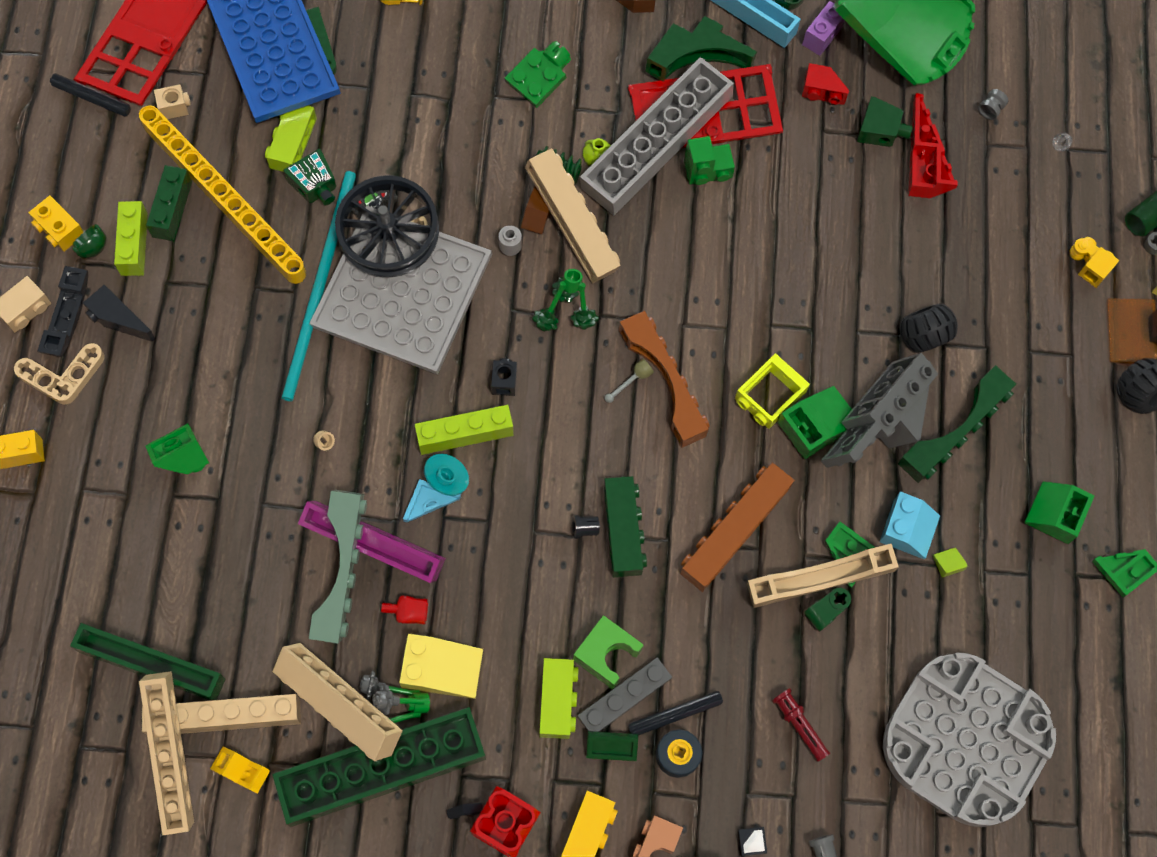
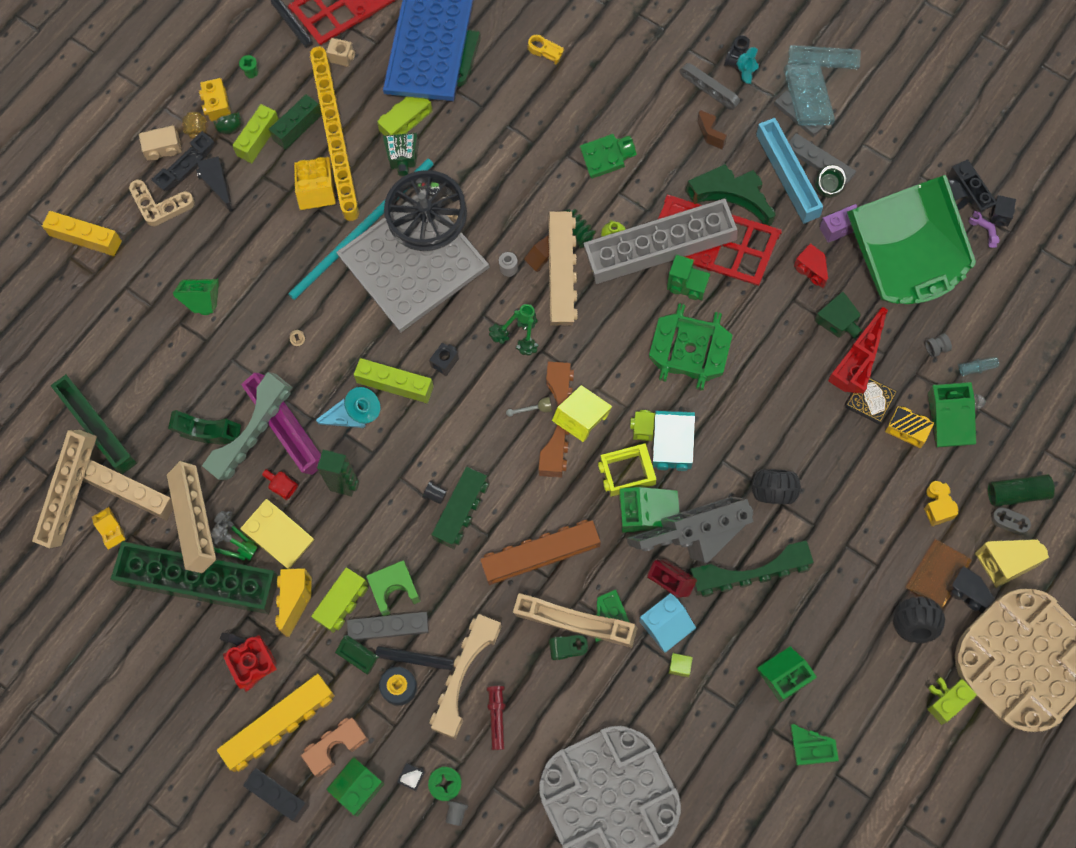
camera: 40 degrees right, 0 degrees up
(49, 264) = (193, 124): none -> clear yellow head
(73, 166) = (249, 65): none -> green bush
(234, 260) = (314, 183): none -> yellow slope
(286, 598) = (202, 430): none -> dark green arch
(477, 559) = (337, 473): none -> dark green brick
(503, 714) = (294, 596): none -> yellow slope
(691, 357) = (581, 413): none -> neon yellow panel
(732, 220) = (692, 333): none -> green piece
(753, 756) = (447, 719): none -> tan arch
(758, 336) = (643, 425): none -> lime brick
(800, 334) = (673, 440): none -> slope
(804, 827) = (436, 779): none -> green gear
(890, 477) = (671, 578): none -> dark red brick
(968, 196) = (873, 402): none -> tile
(1017, 200) = (909, 427): none -> brick
(1042, 106) = (978, 366): none -> clear light blue axle
(1050, 165) = (953, 414): none -> green slope

